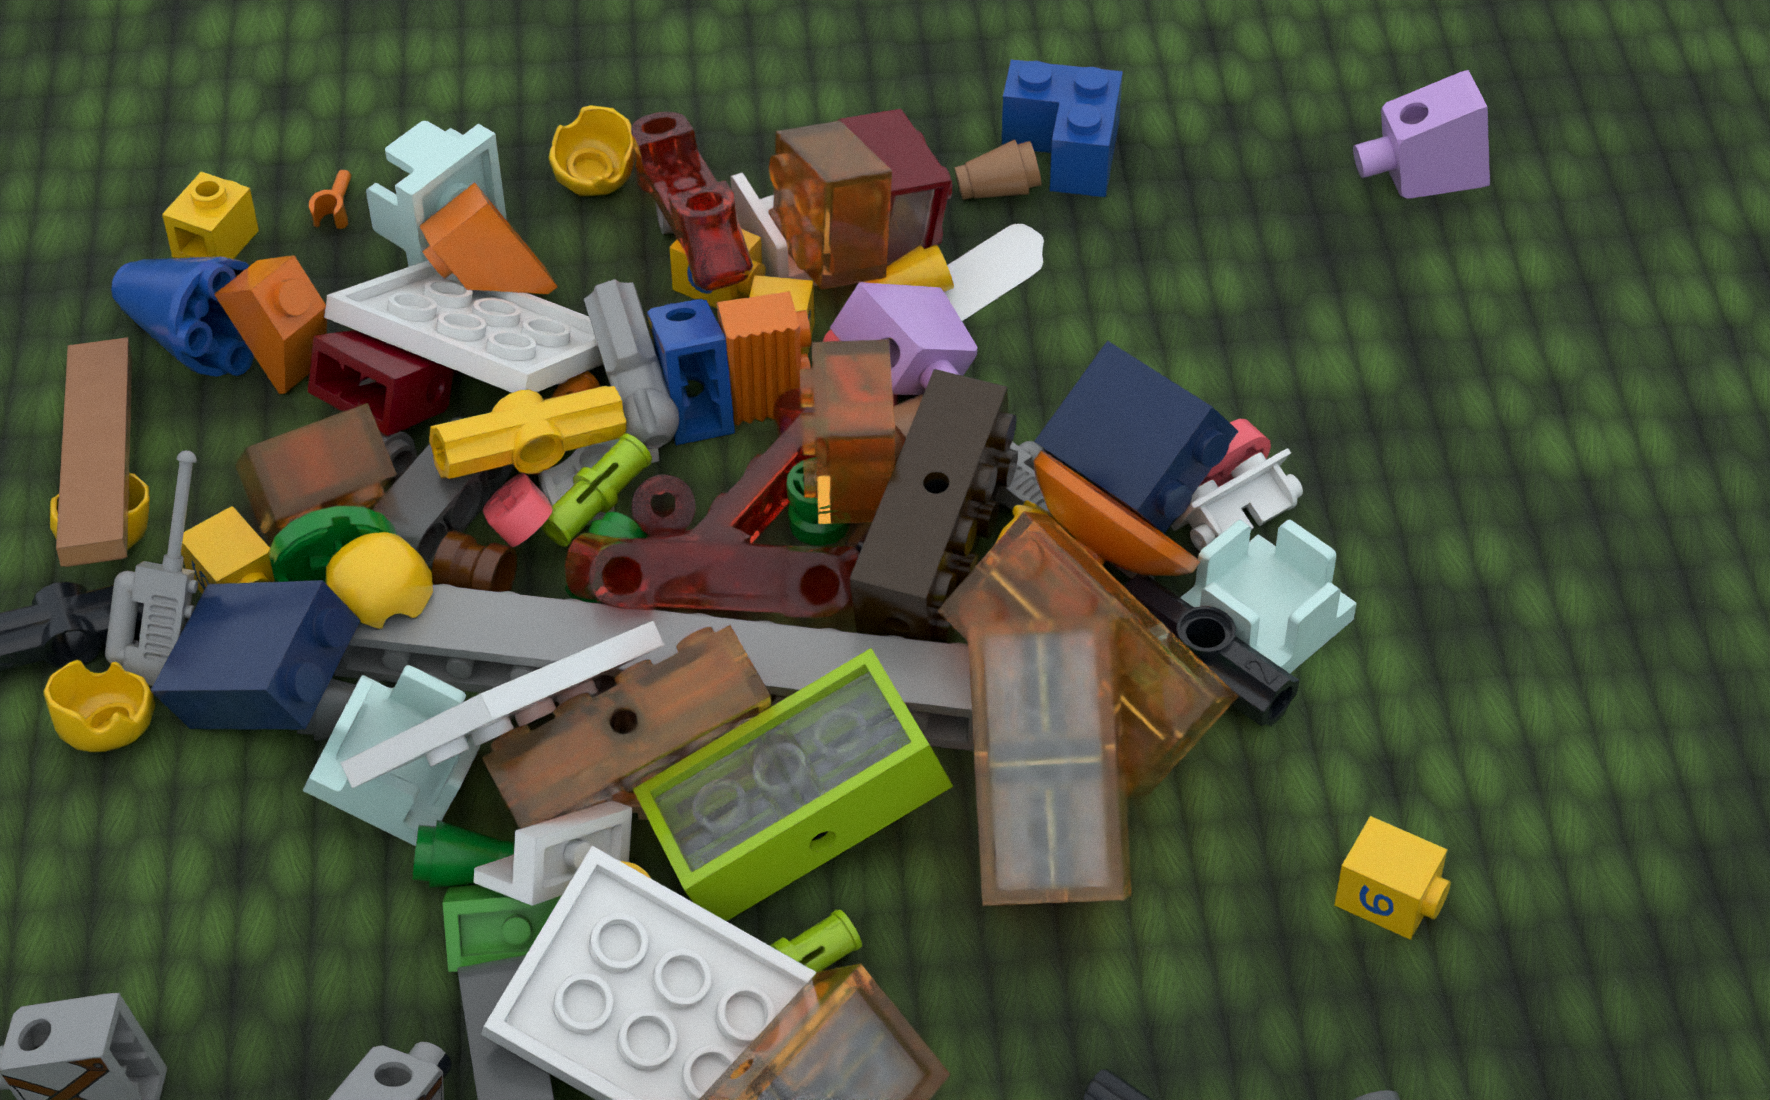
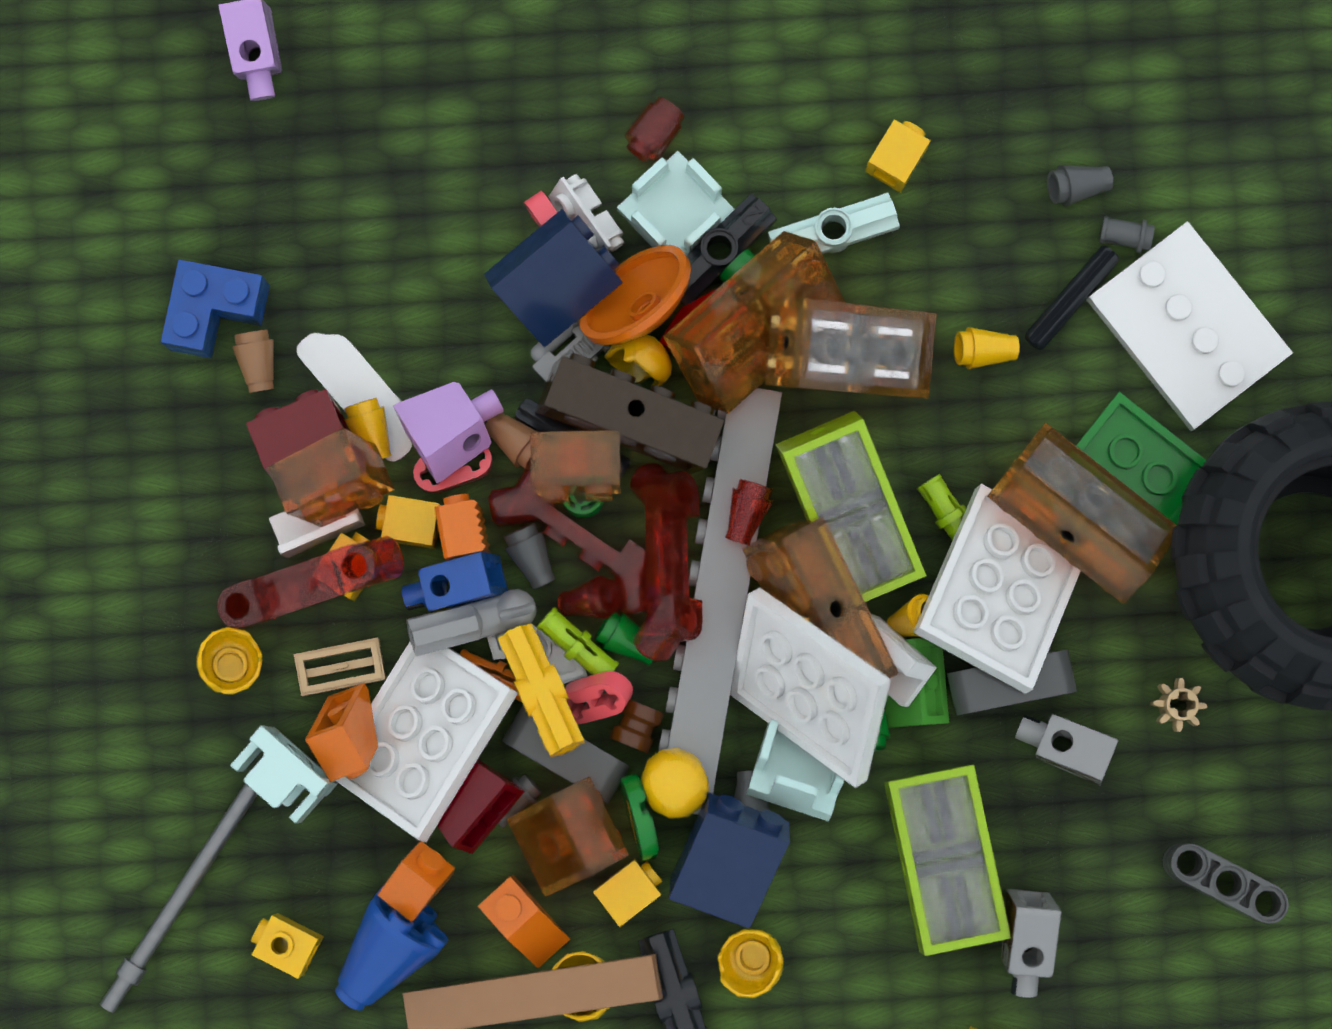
camera: 90 degrees left, 35 degrees up
(162, 588) = (684, 926): light grey piece -> none
(209, 96) = (133, 968): none -> flat silver bar
(217, 430) = (524, 921): none -> orange slope
(226, 942) = (947, 860): none -> clear brick
(331, 201) = (253, 856): orange hand -> none
(573, 235) = (376, 660): none -> tan tile
(729, 449) = (530, 554): none -> dark grey cone
(792, 652) = (747, 510): none -> clear red cone
(1078, 1007) = (983, 348): none -> yellow cone
(1258, 801) = (860, 221): none -> light aqua piece
(1383, 571) = (654, 130): none -> clear red brick

